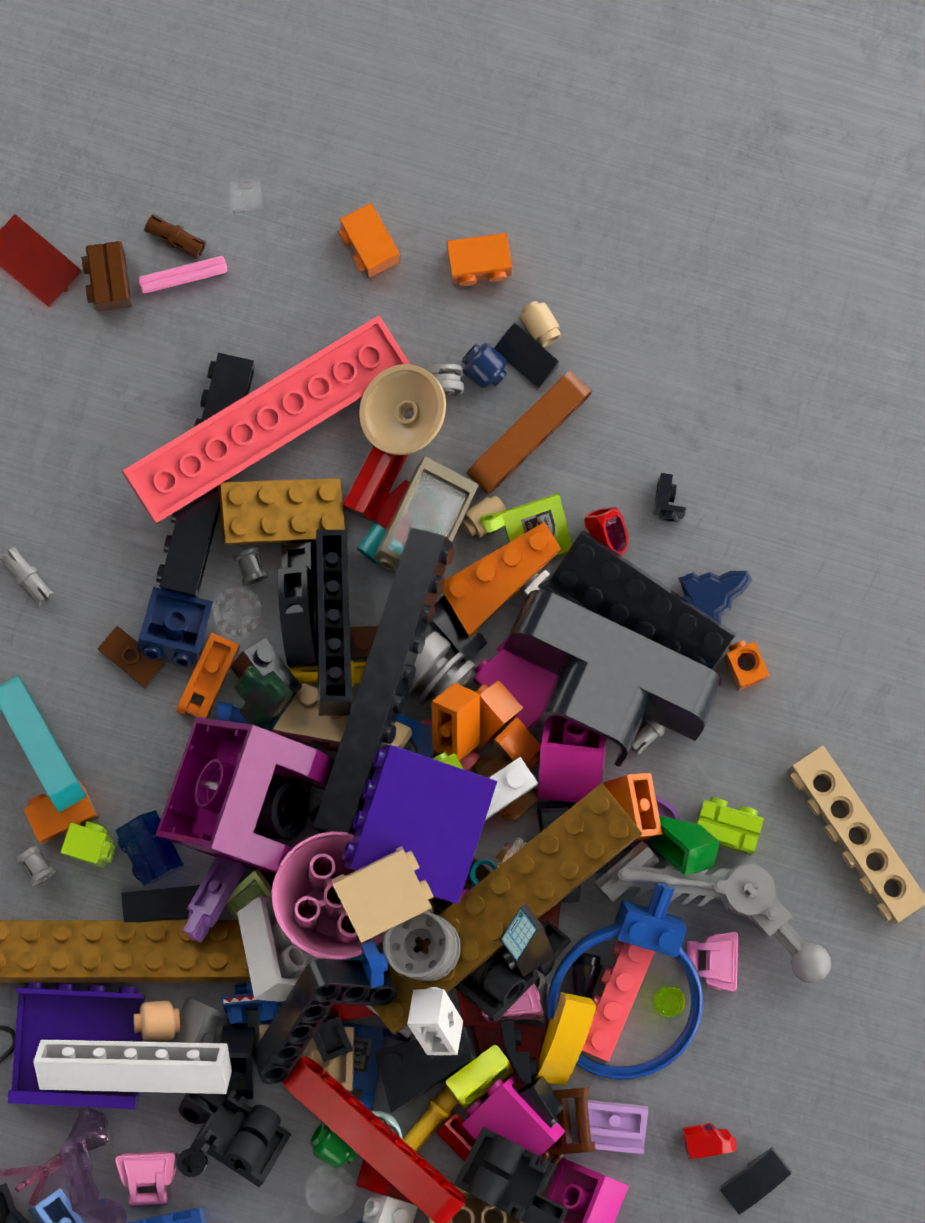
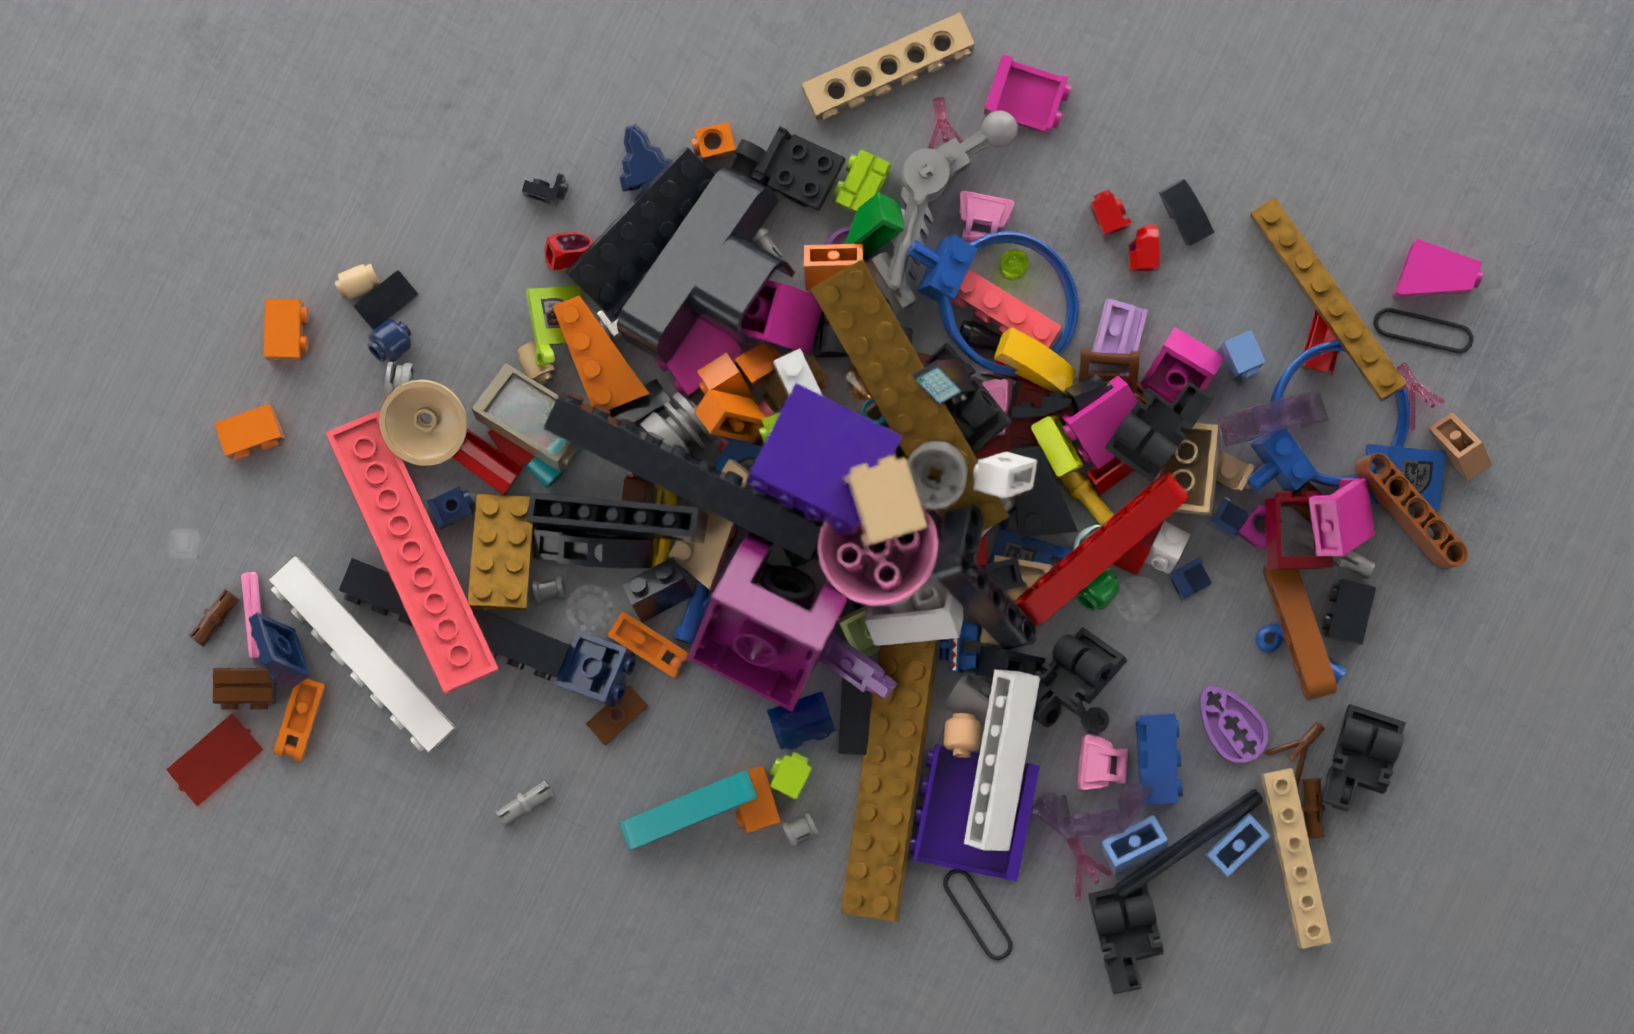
camera: 75 degrees left, 5 degrees up
(84, 336) = (299, 719): none -> orange plate
(147, 301) = (279, 650): none -> dark blue plate
(156, 389) = (362, 654): none -> white brick
(263, 696) = (678, 593): clear green hinge -> none
(325, 466) = (445, 517): none -> dark blue brick
(373, 964) = (946, 519): blue plate -> none
(529, 432) = (461, 308): dark orange beam -> none
(732, 748) = (791, 167): none -> black plate
(740, 1096) = (1109, 213): none -> red brick
(806, 902) = (942, 123): none -> clear pink plant
(853, 989) = (1028, 95): none -> dark pink panel

